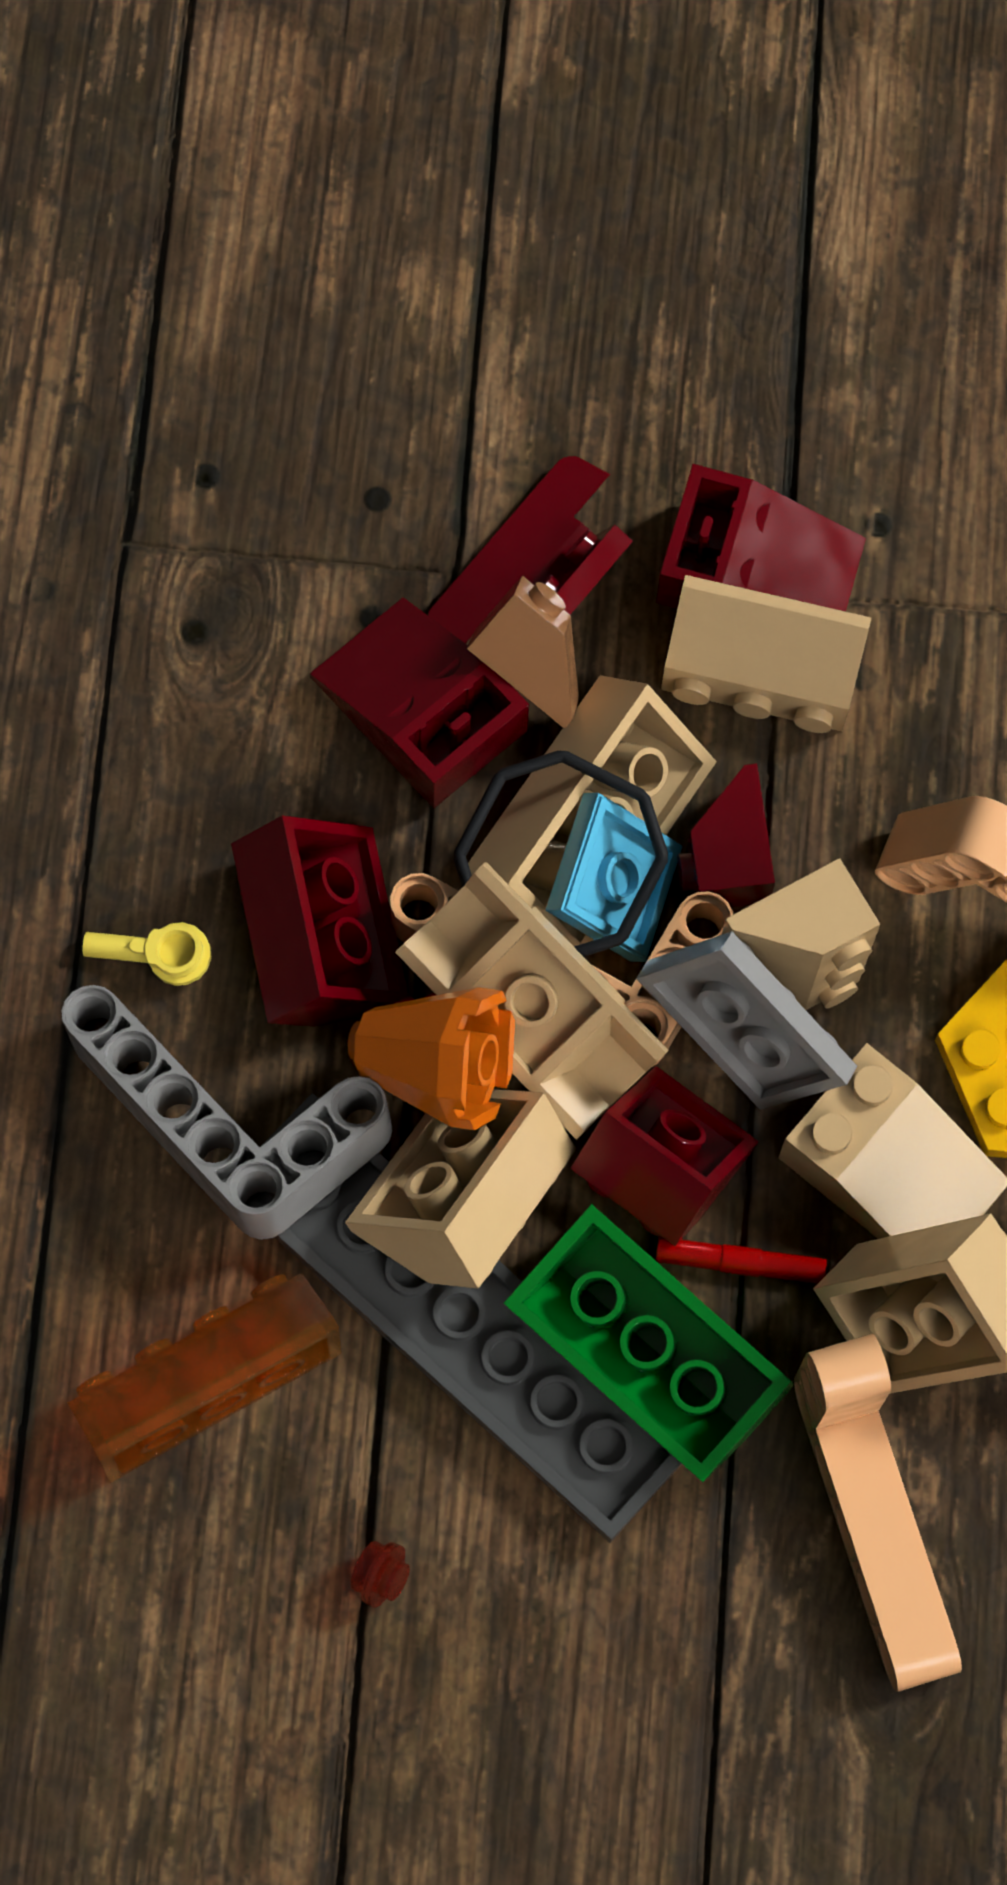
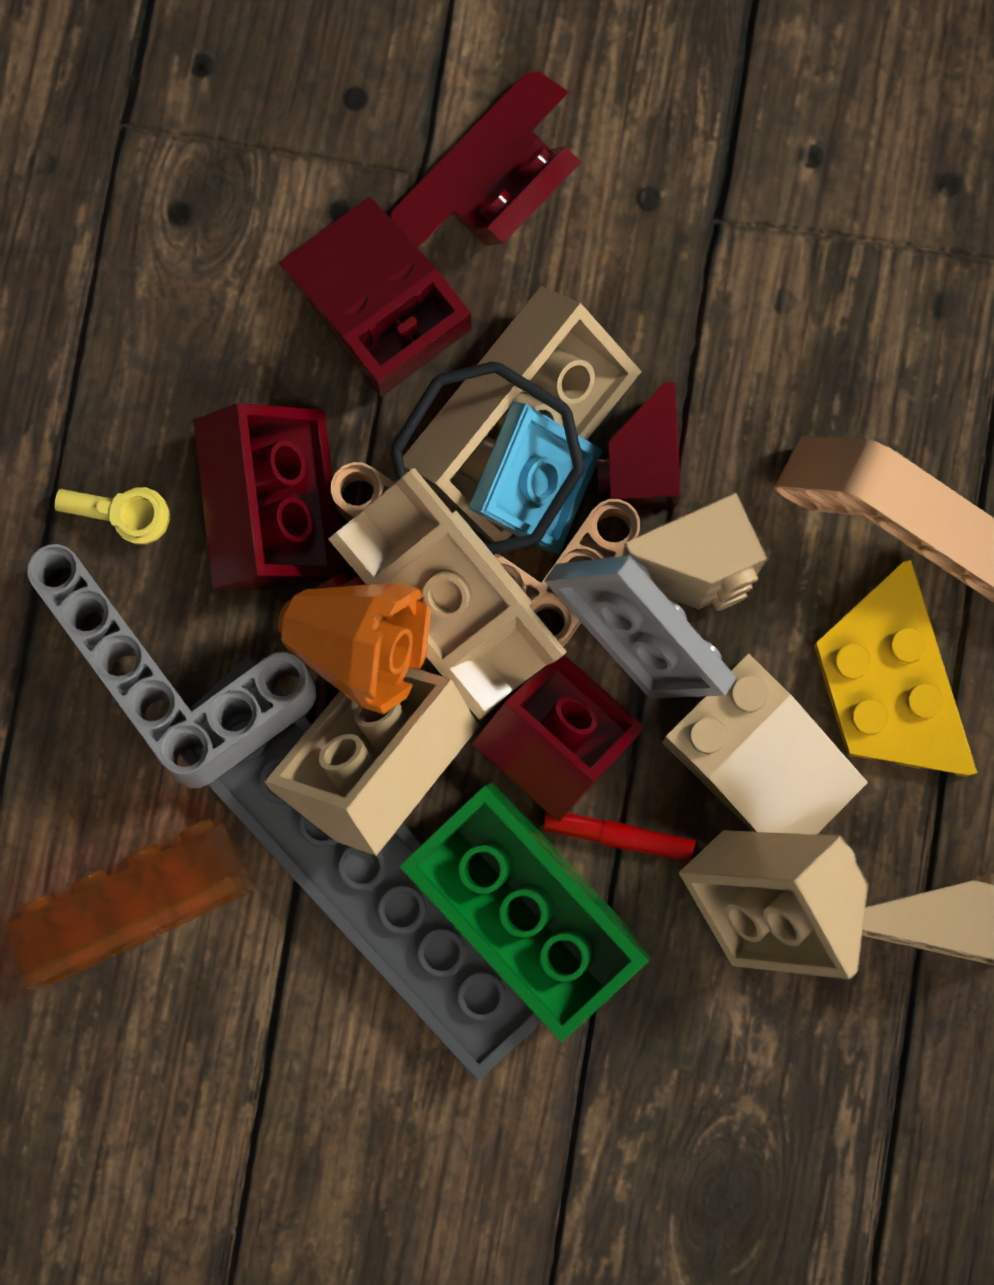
camera: 10 degrees right, 10 degrees up
(380, 1573) = (273, 1092): clear red plate -> none
(532, 648) = (478, 260): medium nougat slope -> none
(757, 541) = (697, 186): dark red slope -> none
(764, 654) = (692, 279): tan slope -> none
(840, 1406) = (715, 1083): light nougat beam -> none

